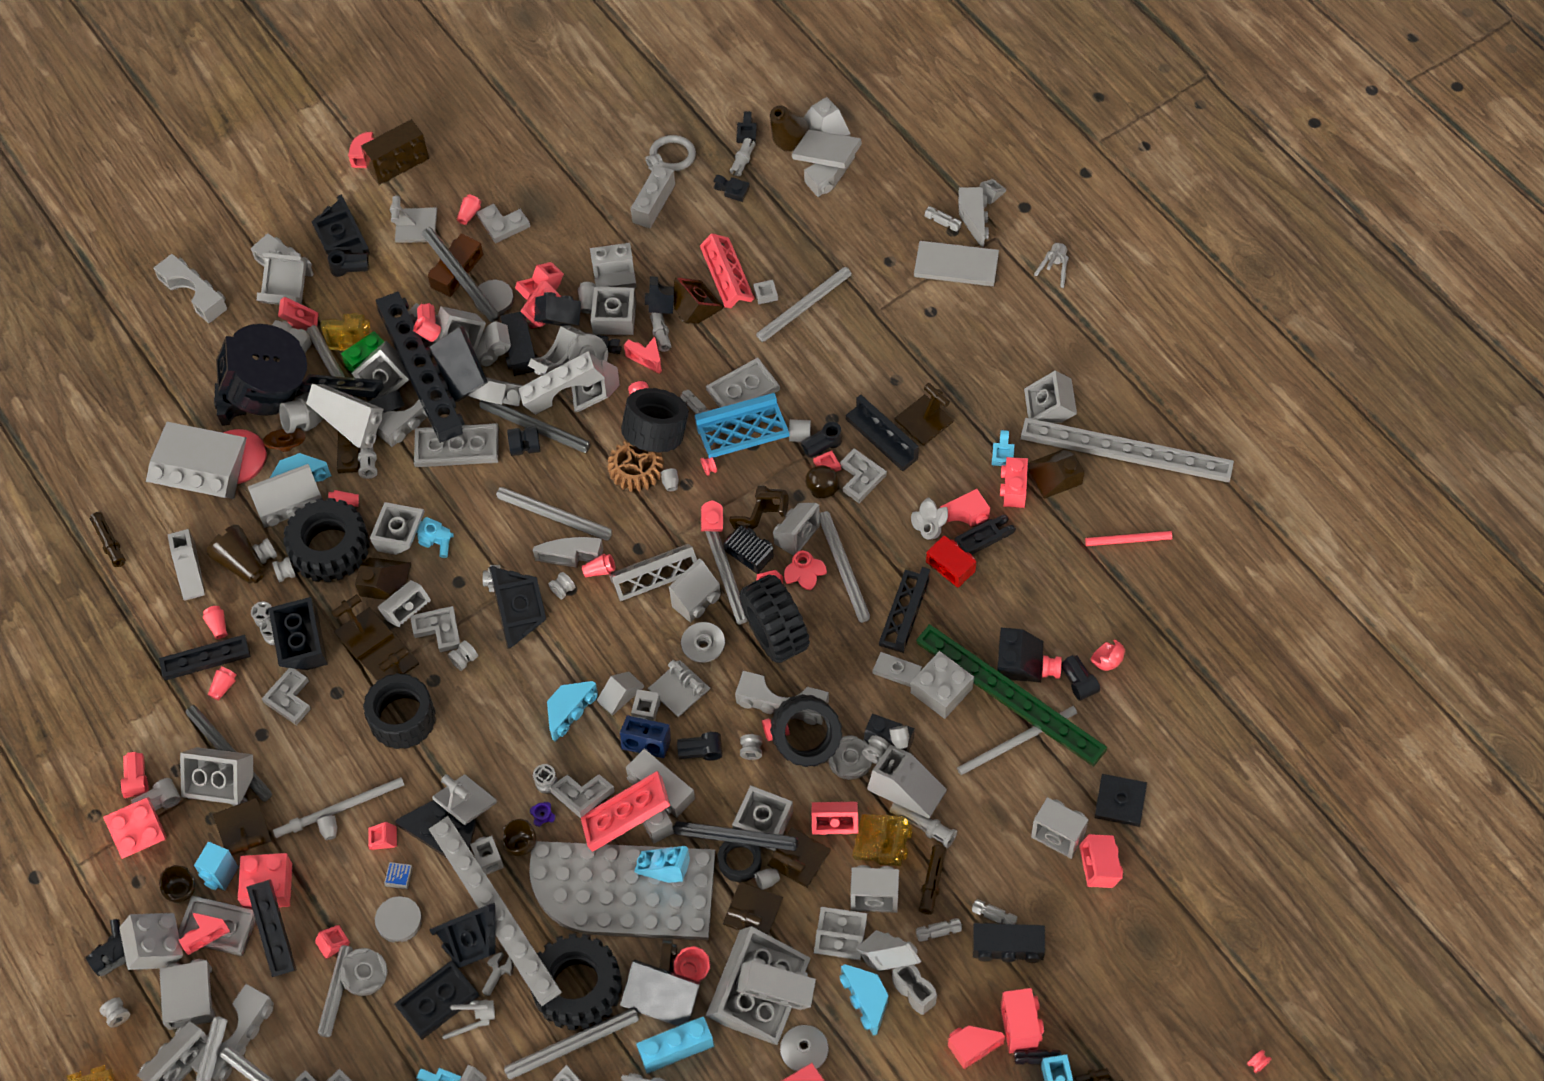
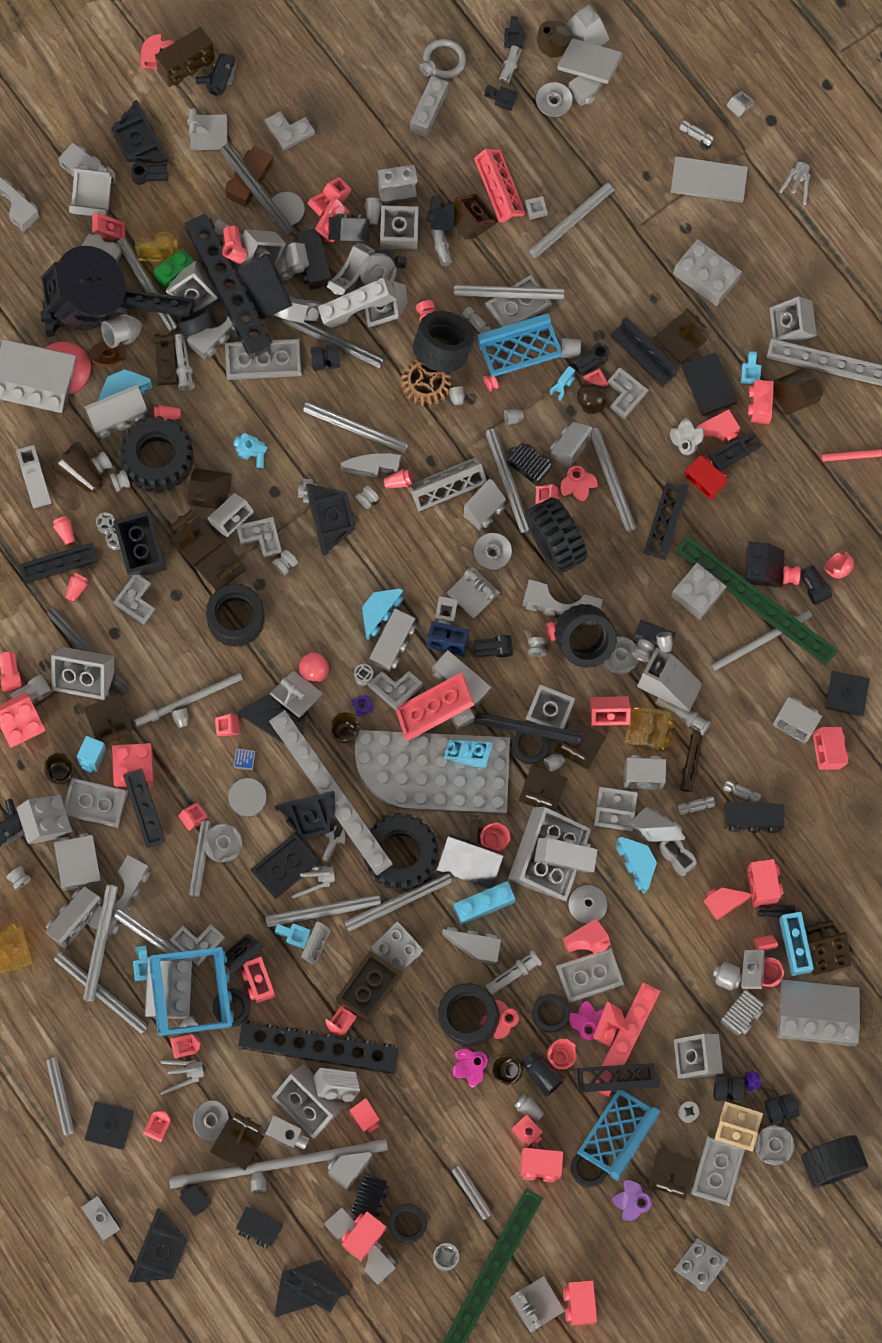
camera: 10 degrees left, 15 degrees up
(209, 930) = (91, 809): coral slope -> none
(347, 414) = (166, 333): slope -> none
(396, 528) = (219, 444): light grey slope -> none
(434, 170) = (222, 75): none -> black piece
(468, 209) = (257, 116): coral cone -> none
(478, 1053) = (323, 910): none -> light grey axle
(485, 846) = (319, 734): light grey brick -> none
(488, 771) = (314, 667): none -> coral hair
(581, 740) = (393, 641): none -> light grey brick
(619, 691) = (422, 596): light grey slope -> none
(646, 356) = (432, 274): coral slope -> none
(712, 517) = (496, 434): coral plate -> none
(732, 373) = (509, 292): none -> light grey axle
(733, 500) = (513, 416): none -> light grey hose
(763, 505) = (542, 420): dark brown piece -> none
(788, 188) = (556, 92): none -> light grey dish
(791, 463) = (565, 380): none -> medium azure plate
(896, 669) = (659, 576): light grey plate -> none
(953, 352) = (707, 272): none -> light grey brick
(955, 466) = (709, 384): none -> black tile
(971, 211) = (723, 126): light grey slope -> none

